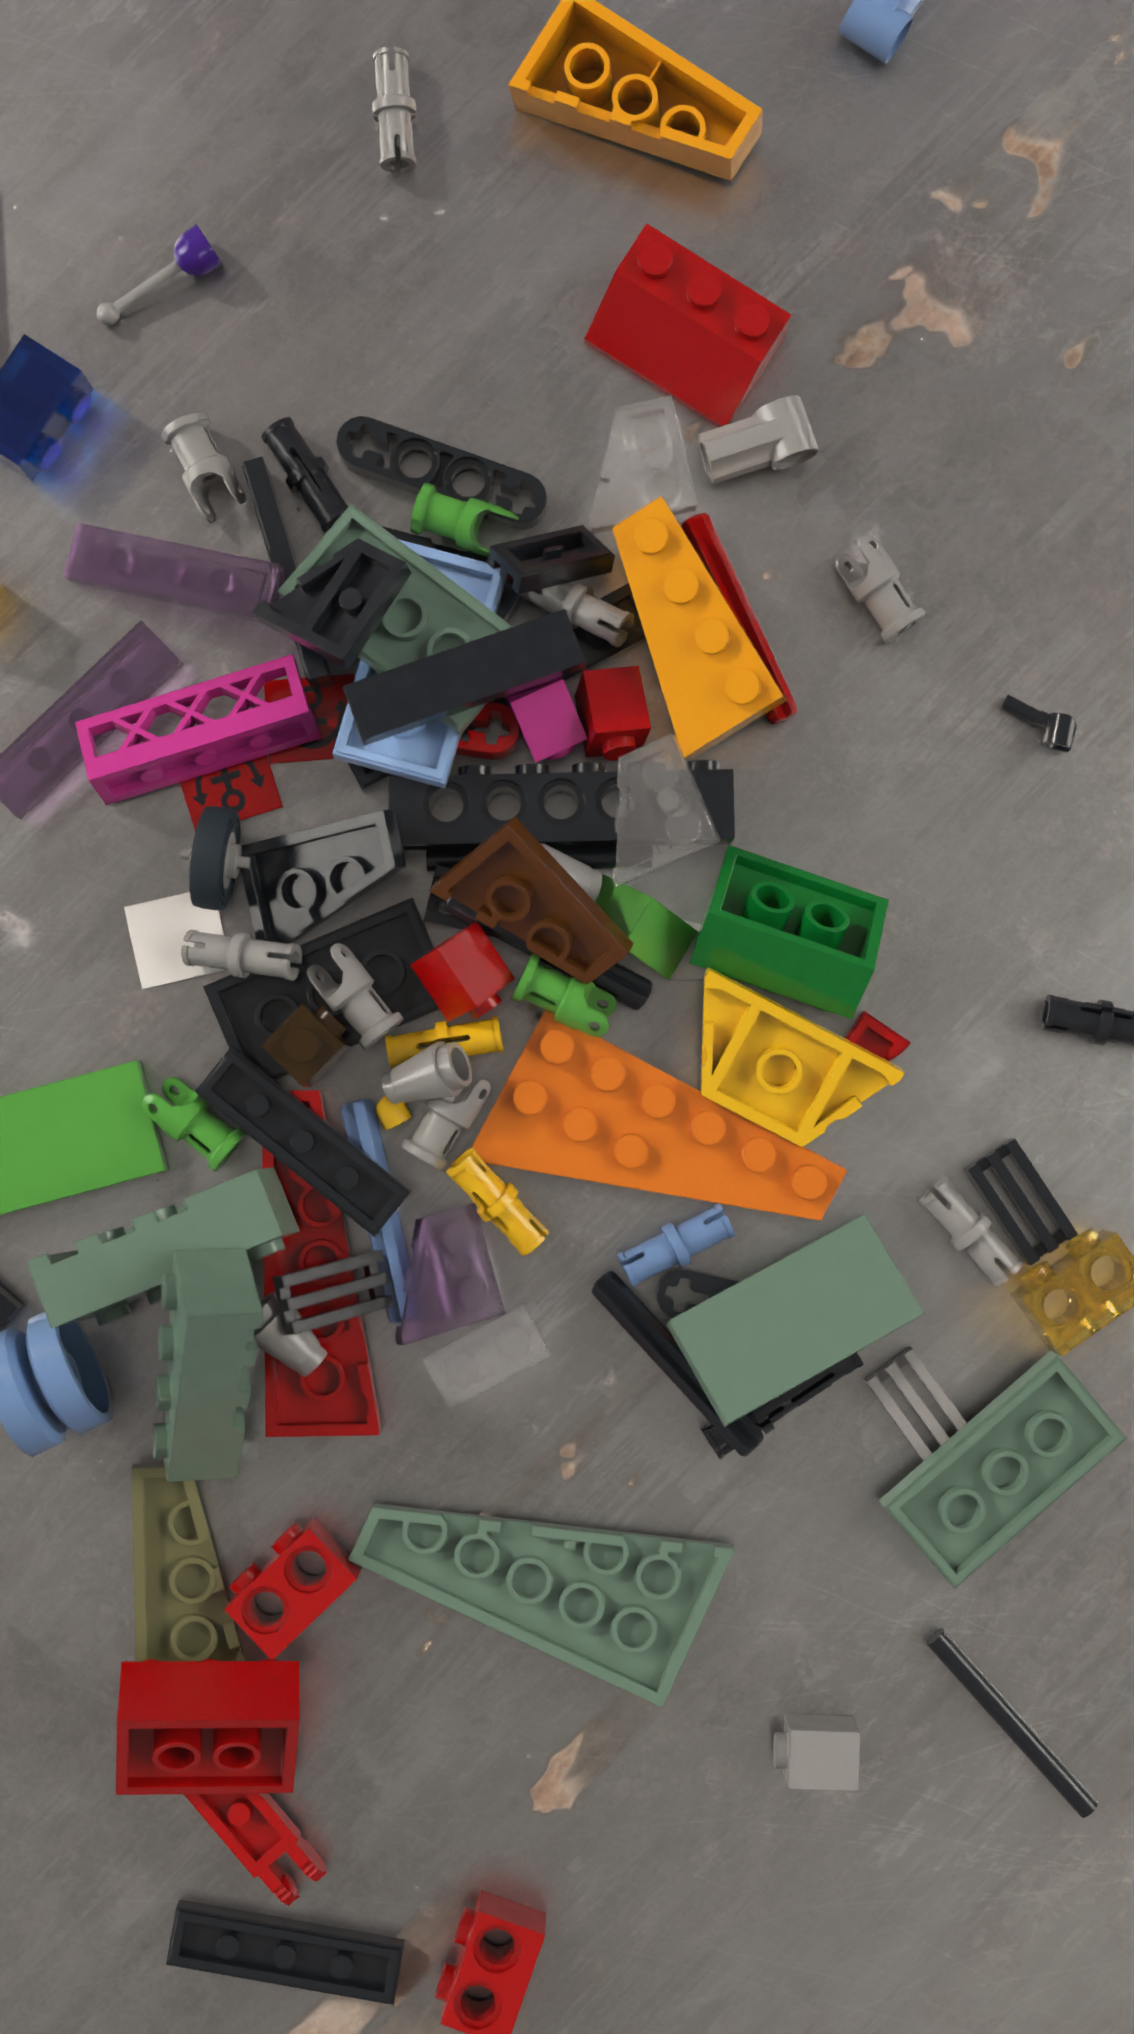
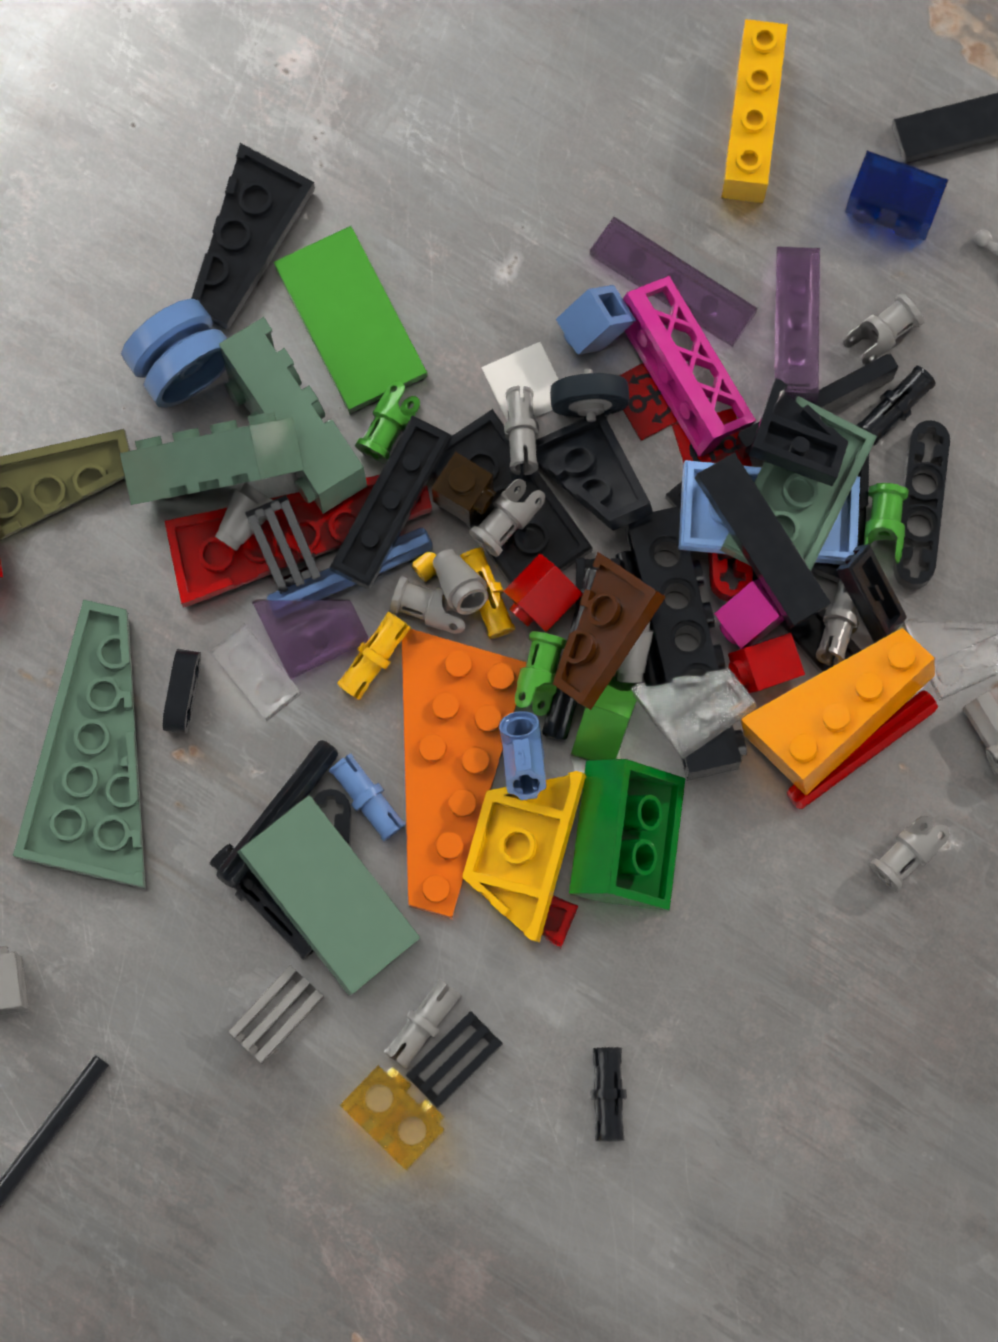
camera: 80 degrees right, 10 degrees down
(114, 829) = (595, 319): none -> medium blue brick
(302, 1595) = (50, 570): red brick -> none
(492, 1454) = (181, 691): none -> black beam
(670, 1040) = (523, 754): none -> medium blue piece
(1002, 1469) = (242, 1085): sand green tile -> none
(1059, 727) = (832, 1015): black hand -> none

